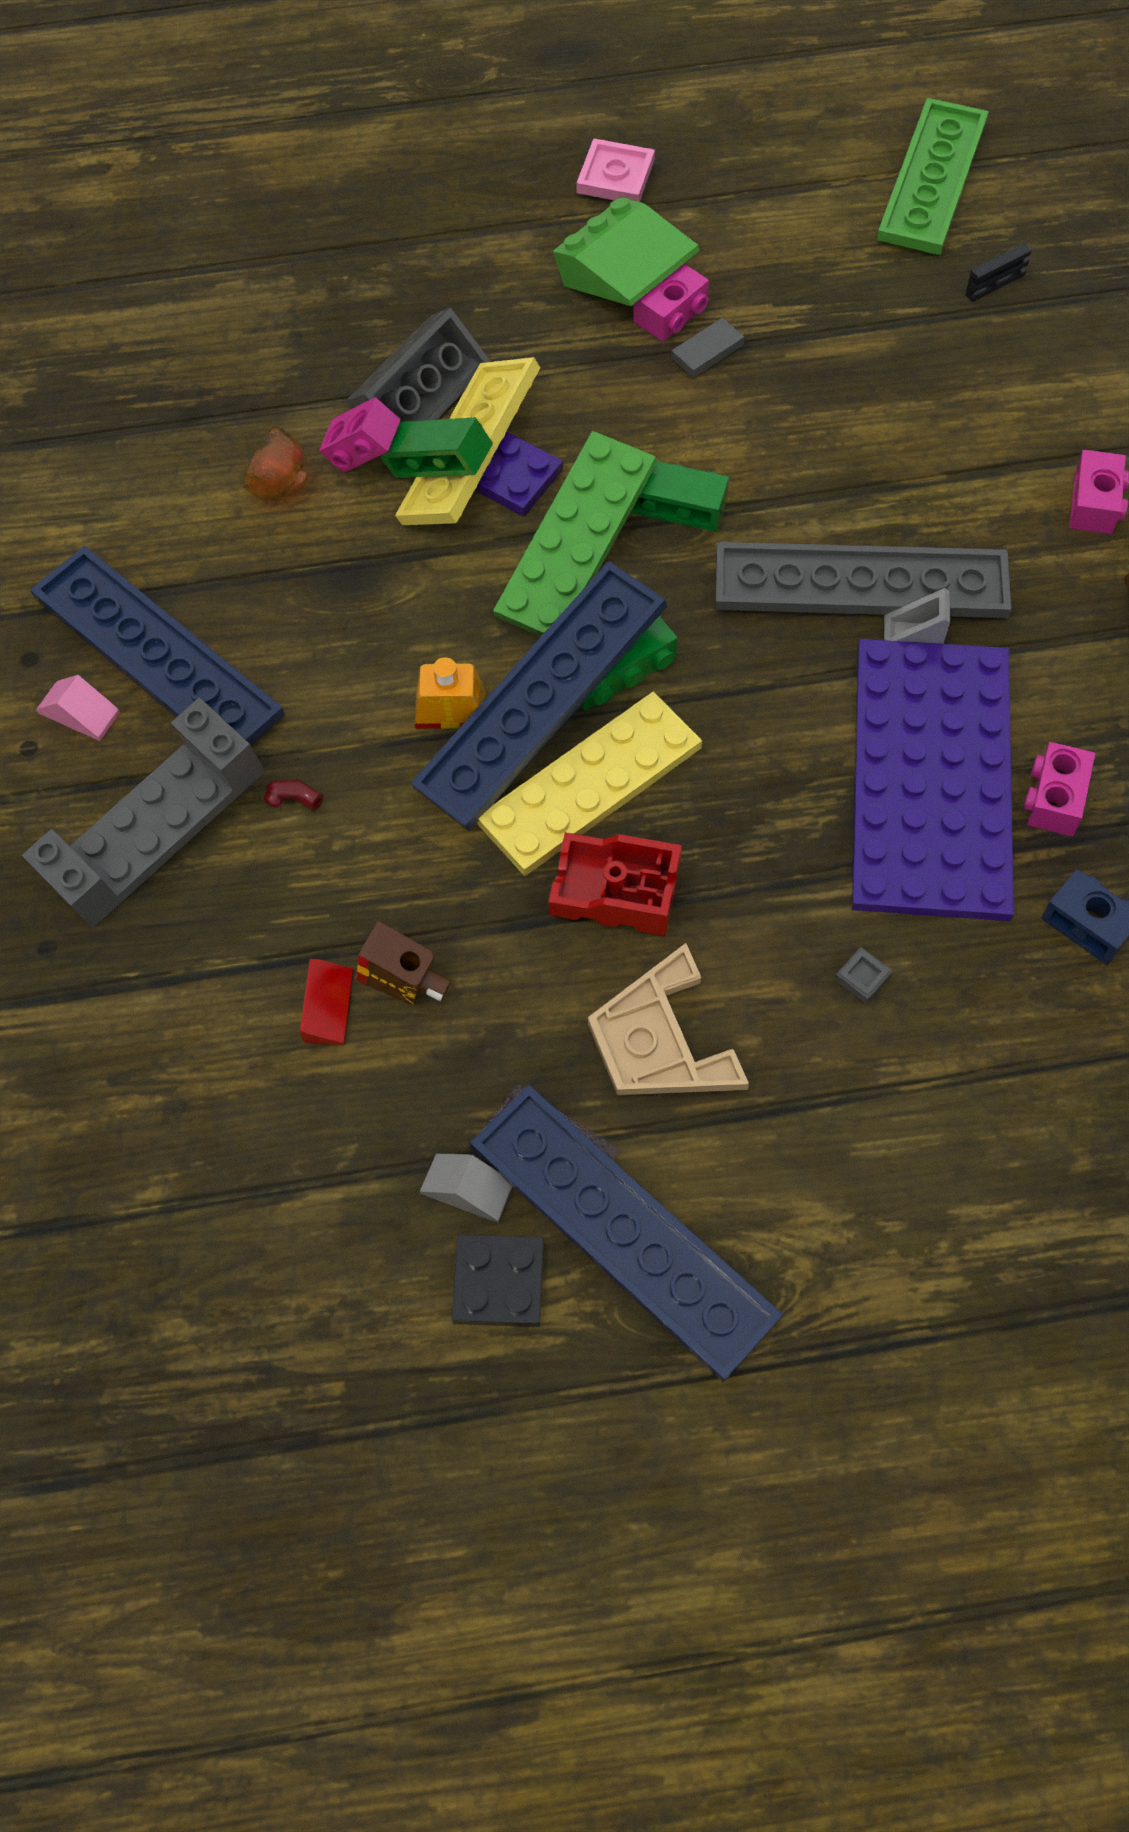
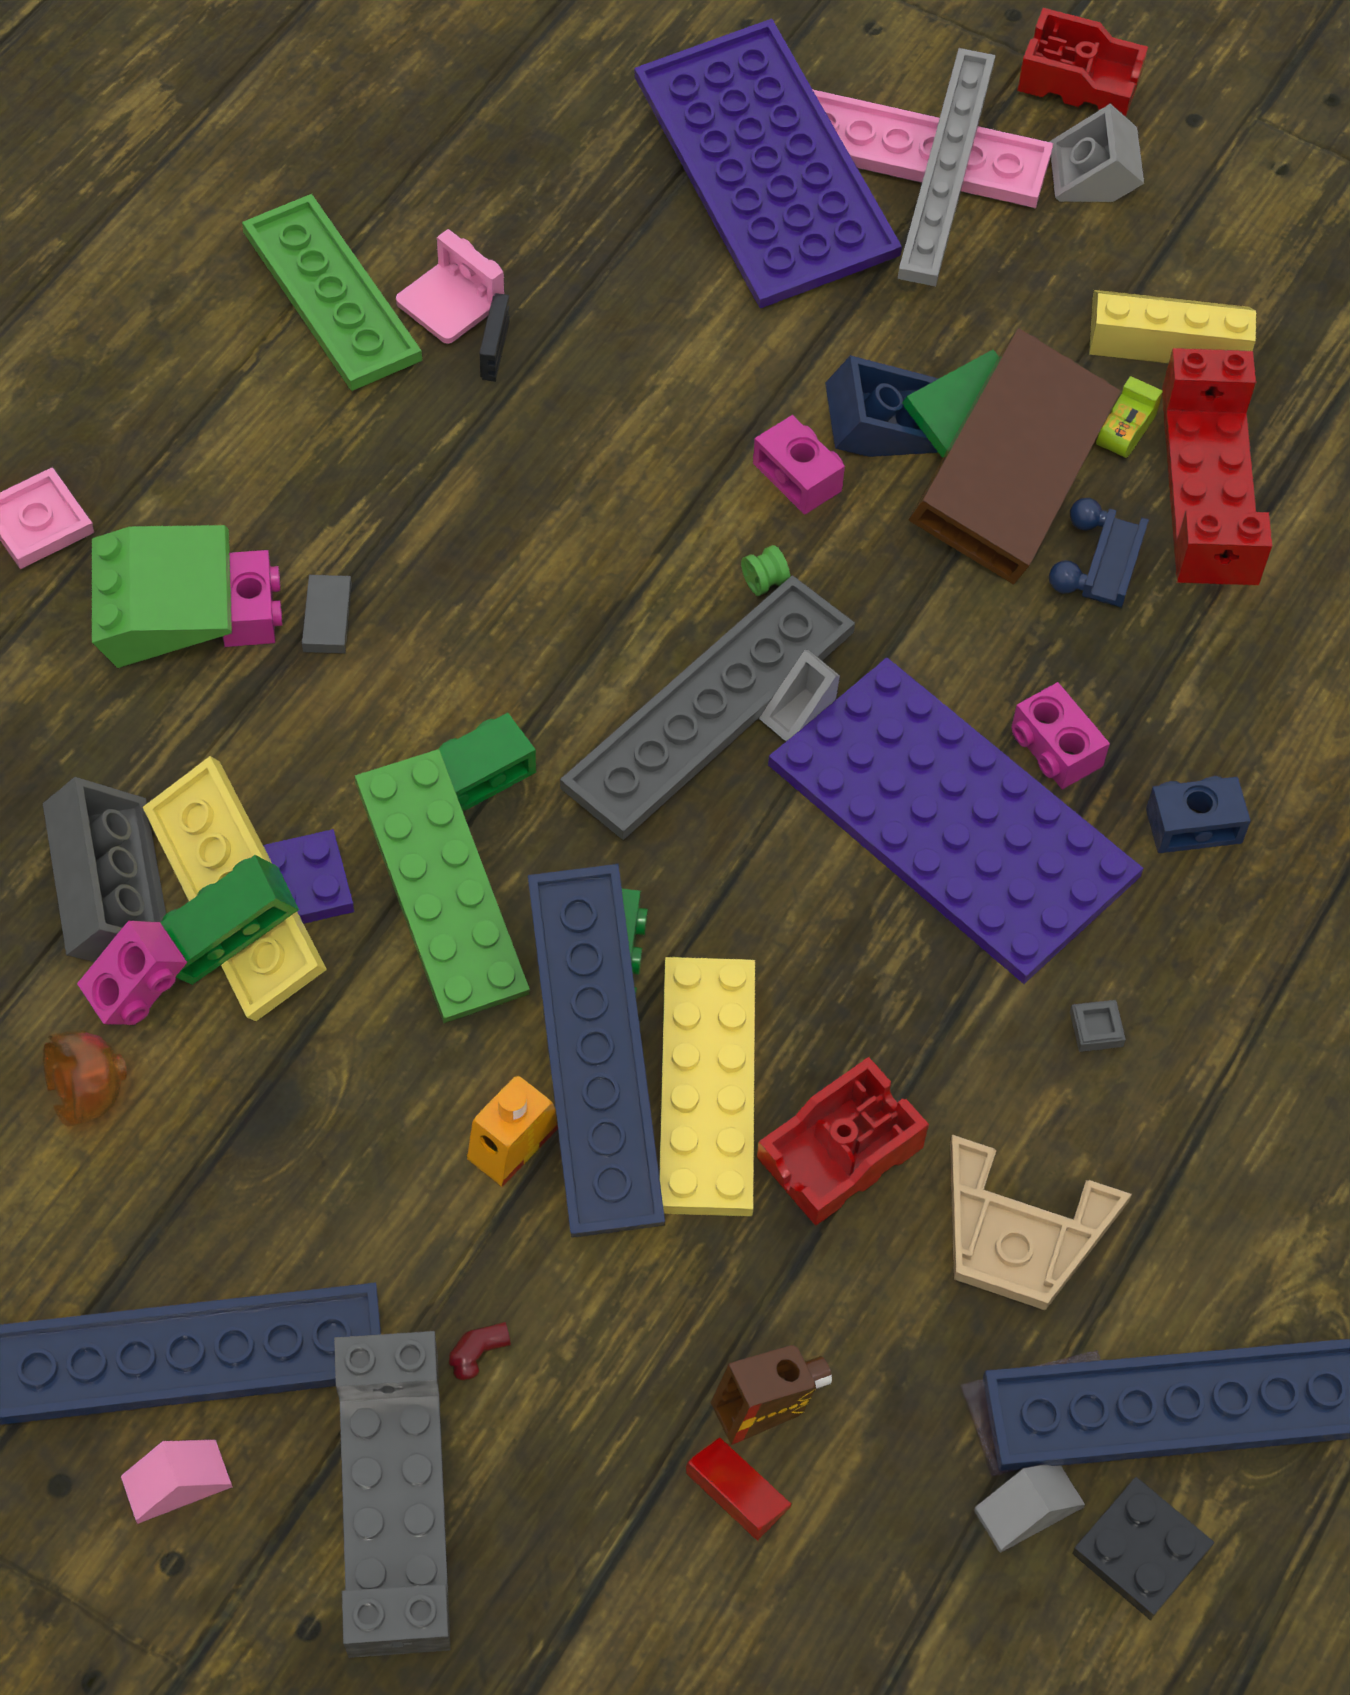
camera: 55 degrees left, 5 degrees down
(994, 533) = (765, 570): none -> bright green wheel
(999, 229) = (453, 292): none -> bright pink bracket

